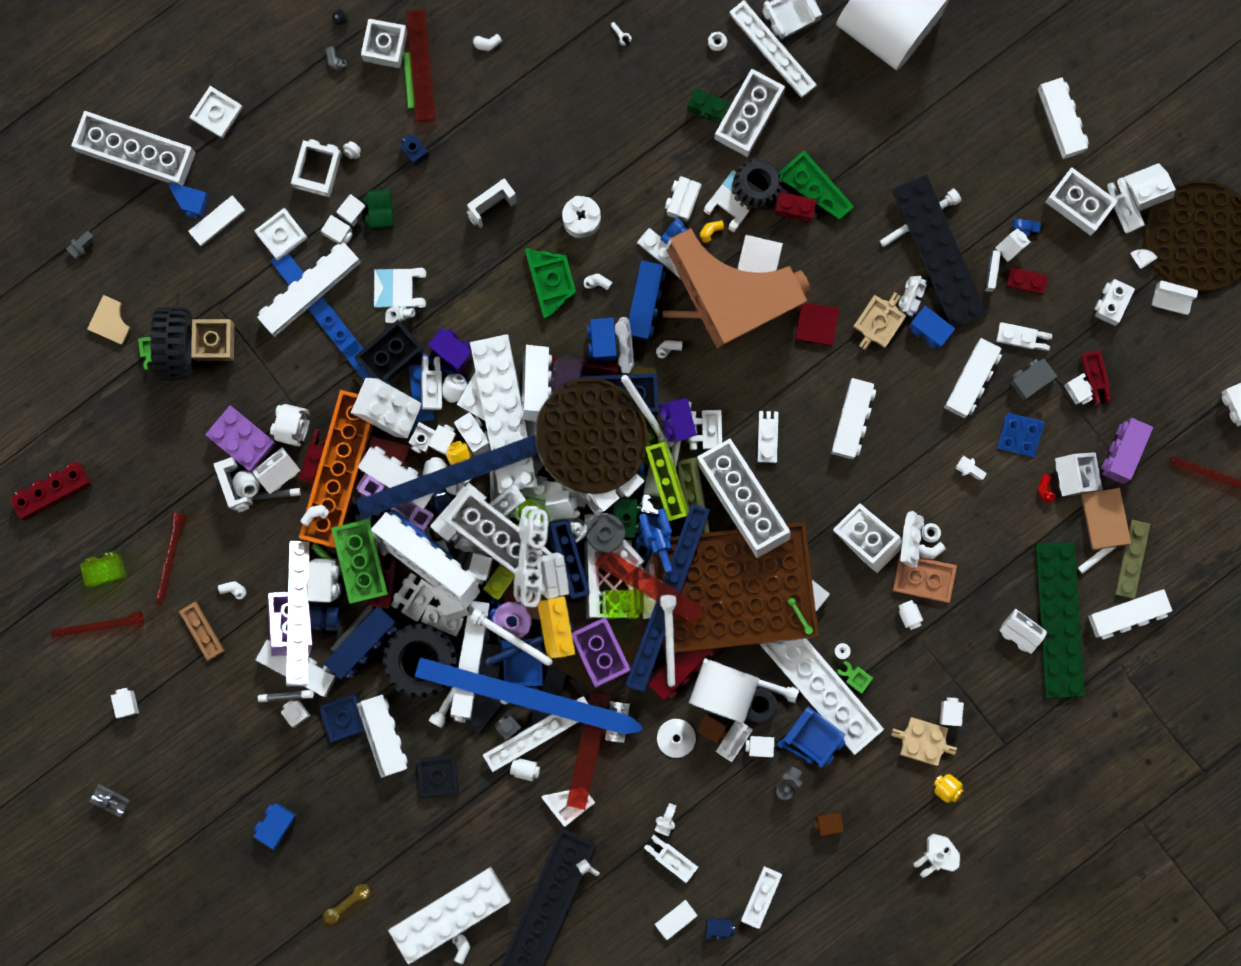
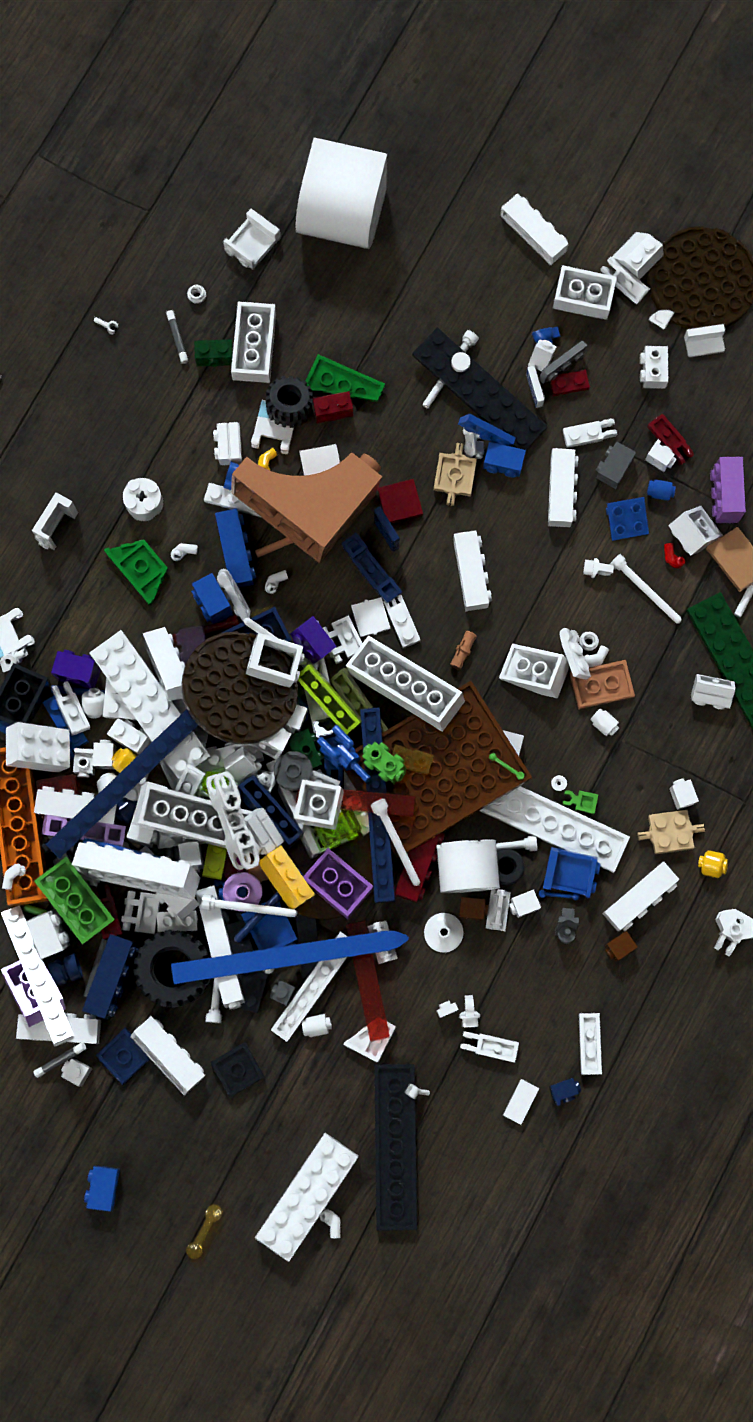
camera: 25 degrees left, 5 degrees down
(614, 575) = (319, 804): none -> white brick
(622, 436) = (270, 675): none -> white window
(647, 807) = (446, 1008): none -> white plate
(681, 74) = (177, 337): none -> dark grey bar
(693, 569) = (389, 766): none -> bright green brick
(716, 570) = (414, 759): none -> clear yellow slope
(741, 420) = (370, 617): none -> white piece
(761, 375) = (370, 568): none -> dark blue slope
(772, 49) = (249, 279): white plate -> none
(792, 347) = (386, 529): none -> dark blue tile
(811, 489) = (463, 650): none -> nougat pin
(868, 787) = (638, 898): none -> white brick
(926, 294) = (485, 430): none -> blue plate
(932, 218) = (460, 362): none -> white tile
(993, 473) = (620, 564): none -> white piece
(1029, 260) = (563, 362): none -> dark grey plate
(1064, 421) = (661, 489): none -> blue brick

